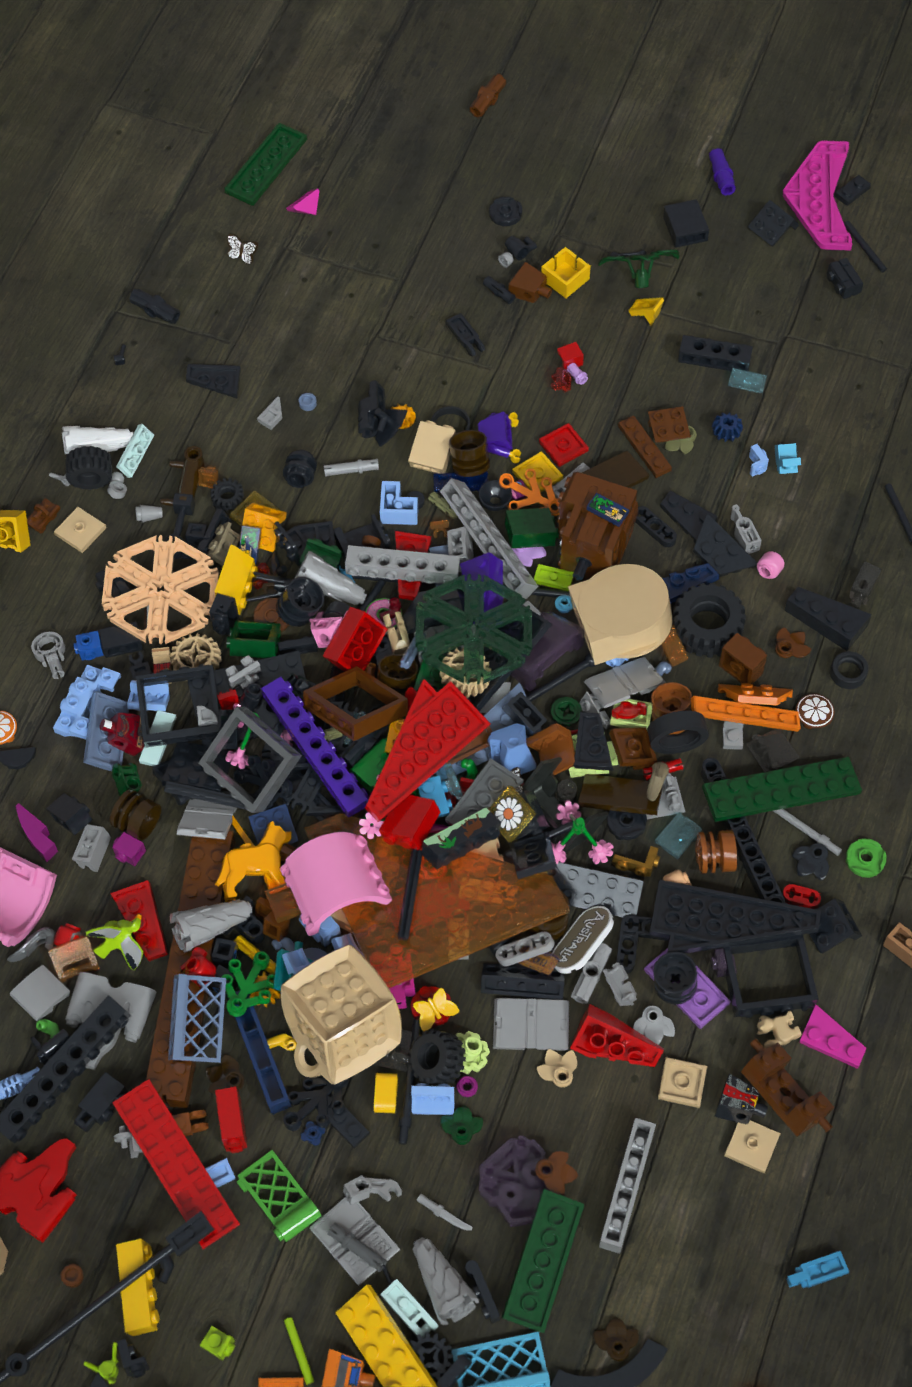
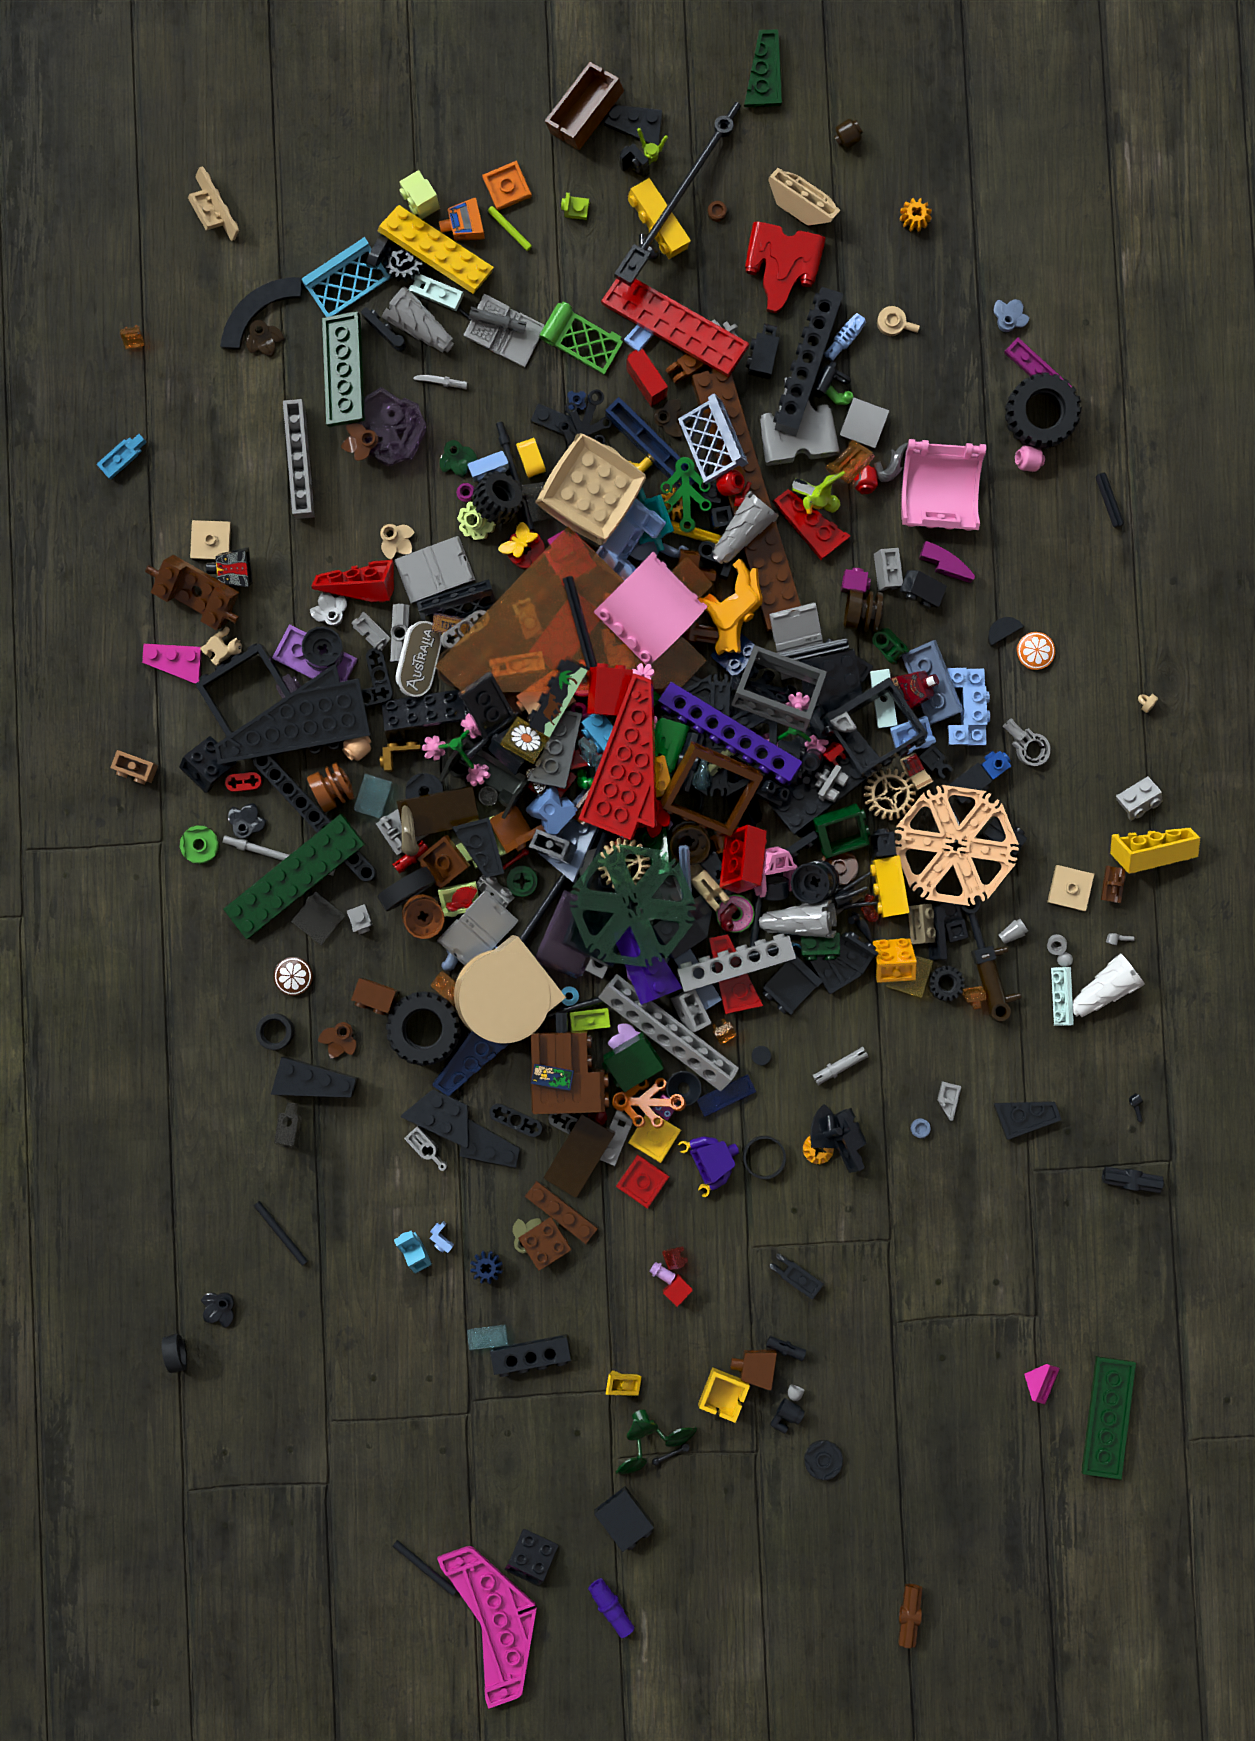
camera: 150 degrees right, 25 degrees up
(88, 467) = (1094, 949): black tyre -> none
(240, 831) = (757, 637): light orange piece -> none
(241, 249) = (1078, 1289): animal -> none
(250, 541) = (896, 933): tile -> none
(299, 468) = (887, 1035): black piece -> none
(370, 1185) = (501, 380): light grey piece -> none
(371, 541) = (781, 984): reddish brown tile -> none
(395, 508) = (776, 1031): light blue brick -> none
(431, 447) = (768, 1117): tan brick -> none
(442, 504) = (742, 1064): olive axle -> none
(469, 453) = (732, 1129): dark brown wheel -> none
(682, 1082) = (287, 568): tan plate -> none
(746, 713) = (352, 937): orange tile -> none
(755, 695) = (351, 965): orange wing -> none
(770, 565) = (387, 1118): bright pink head -> none
(844, 278) = (431, 1510): black brick -> none
(852, 190) = (462, 1643): black plate -> none

